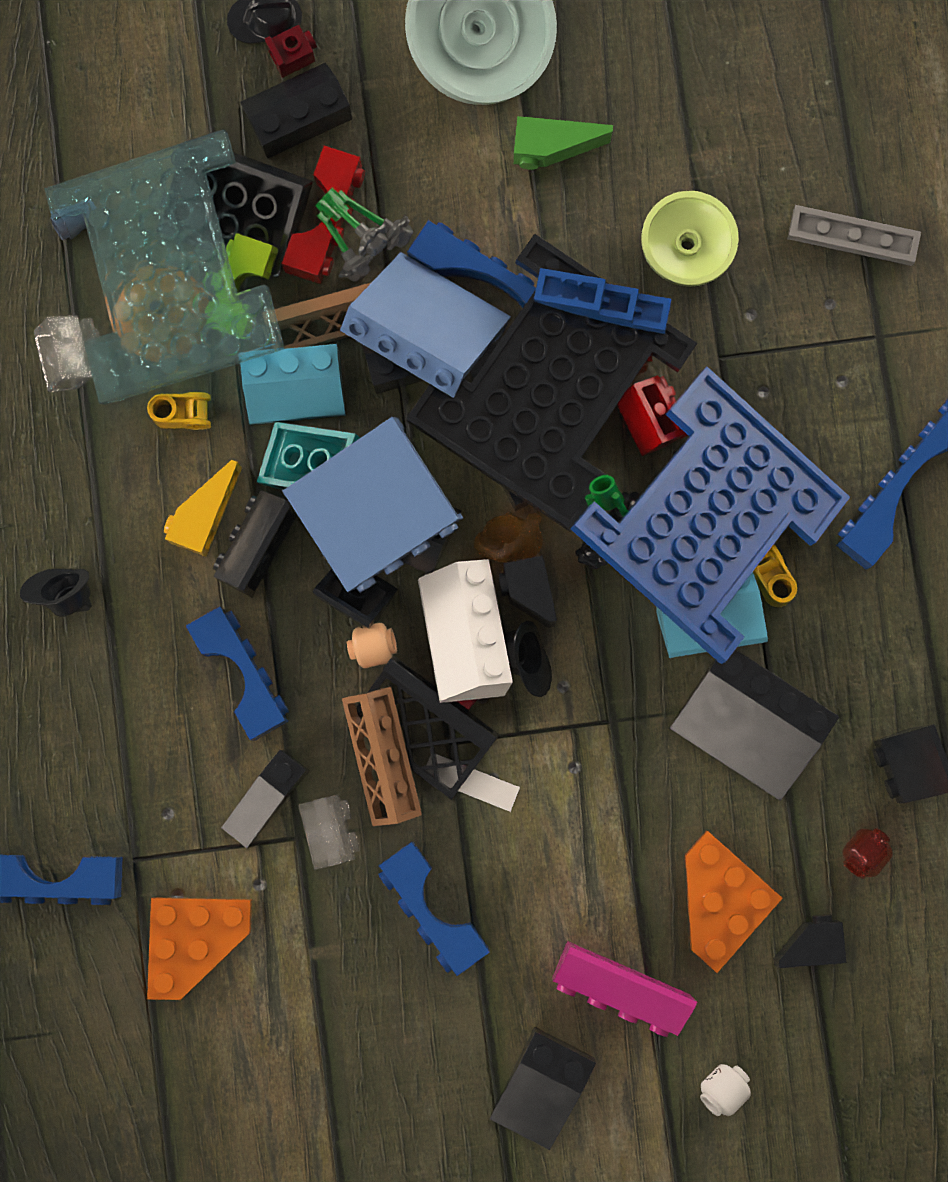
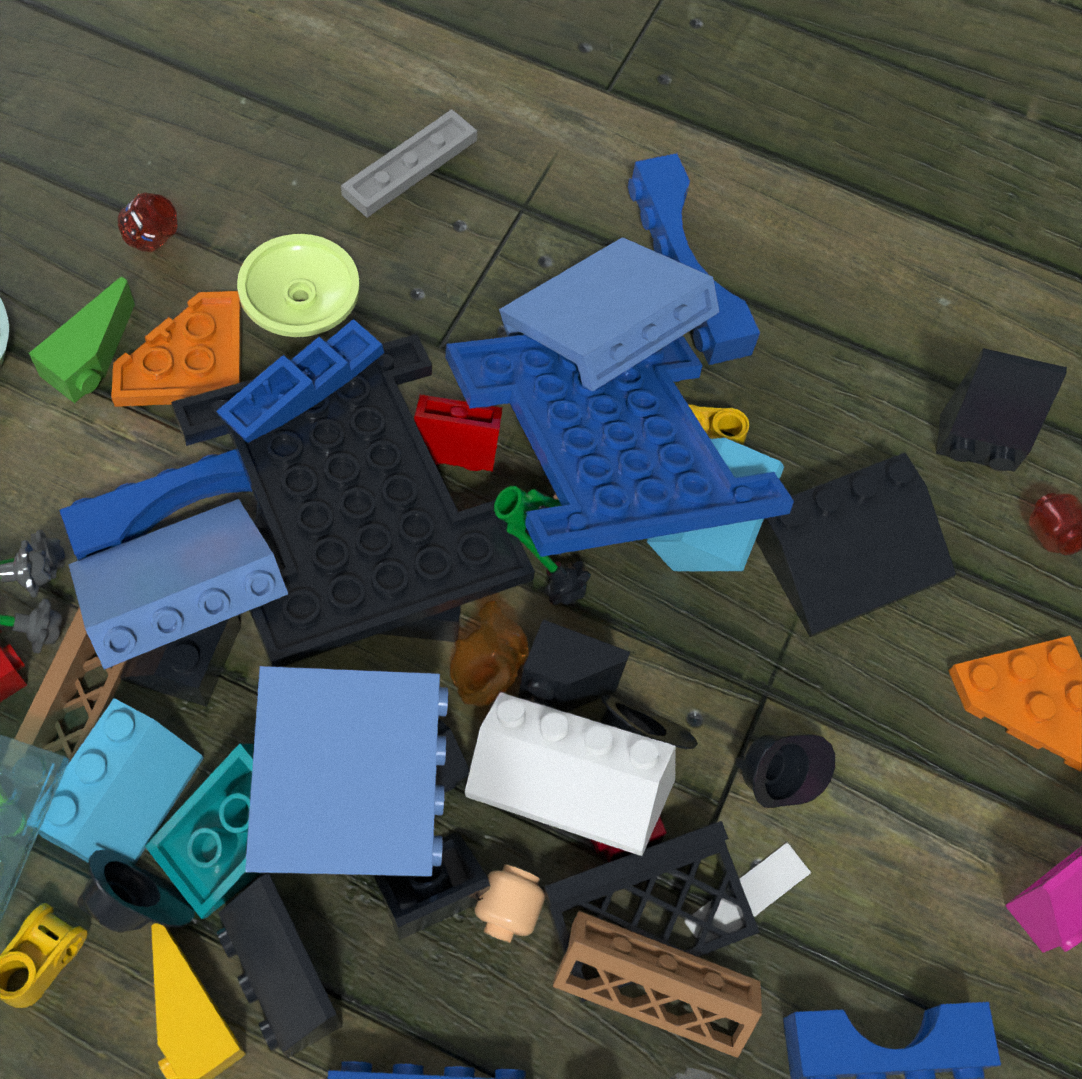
camera: 70 degrees left, 20 degrees down
(242, 436) = (130, 897): none -> black piece
(559, 760) = (787, 768): none -> black piece
(591, 207) = (184, 354): none -> orange plate
(669, 106) = (147, 222): none -> clear red head
(812, 455) = (613, 309): none -> medium blue panel

